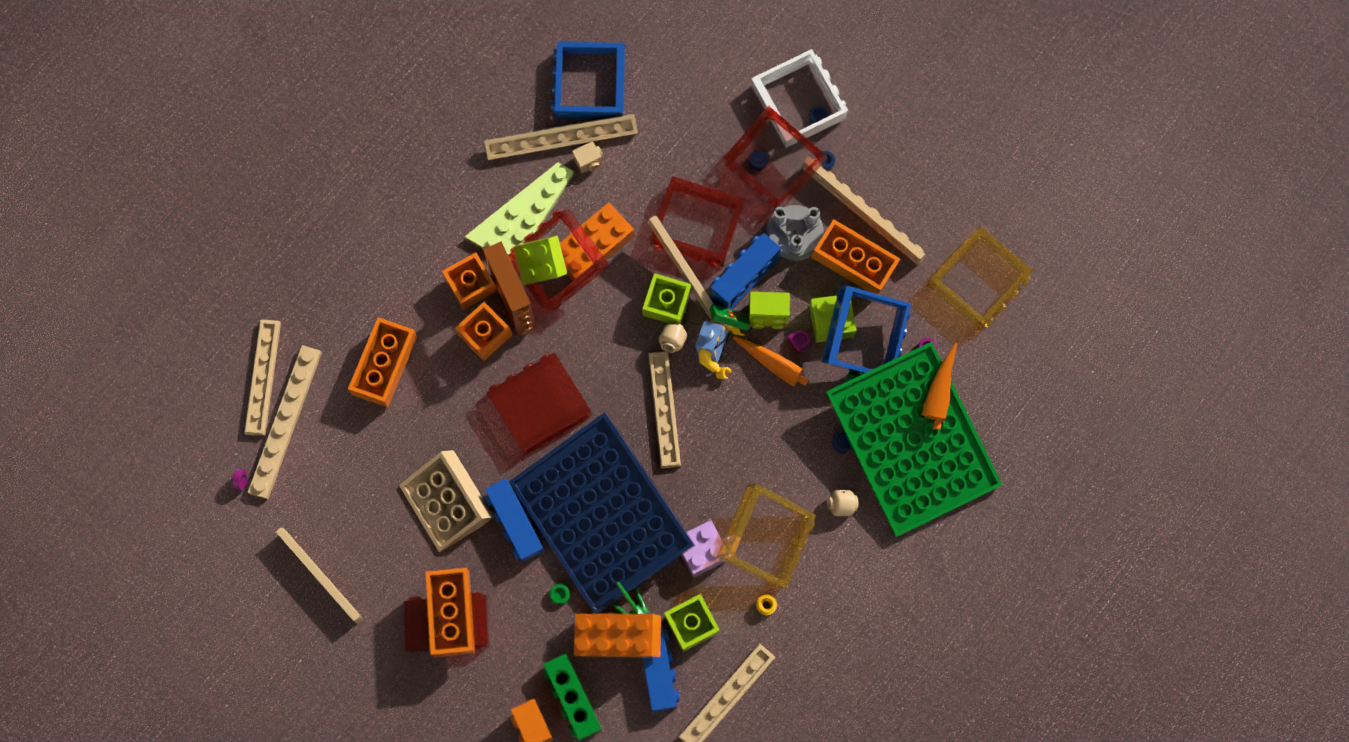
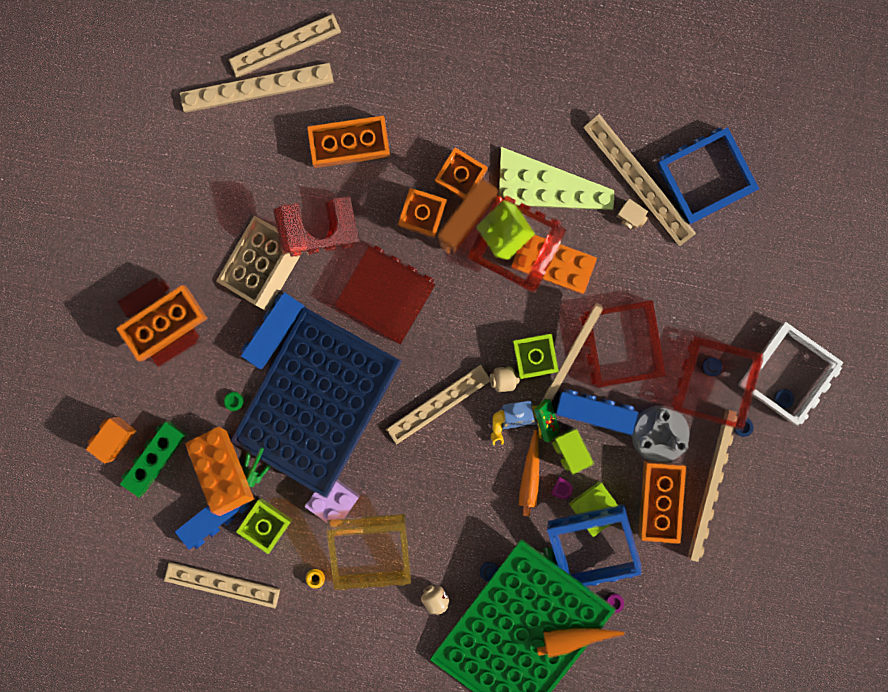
camera: 60 degrees right, 15 degrees up
(239, 479) = (186, 79): magenta tile -> none
(320, 576) = (142, 193): tan tile -> none
(443, 447) = (295, 238): none -> clear red arch
(959, 304) = (702, 654): clear yellow window -> none

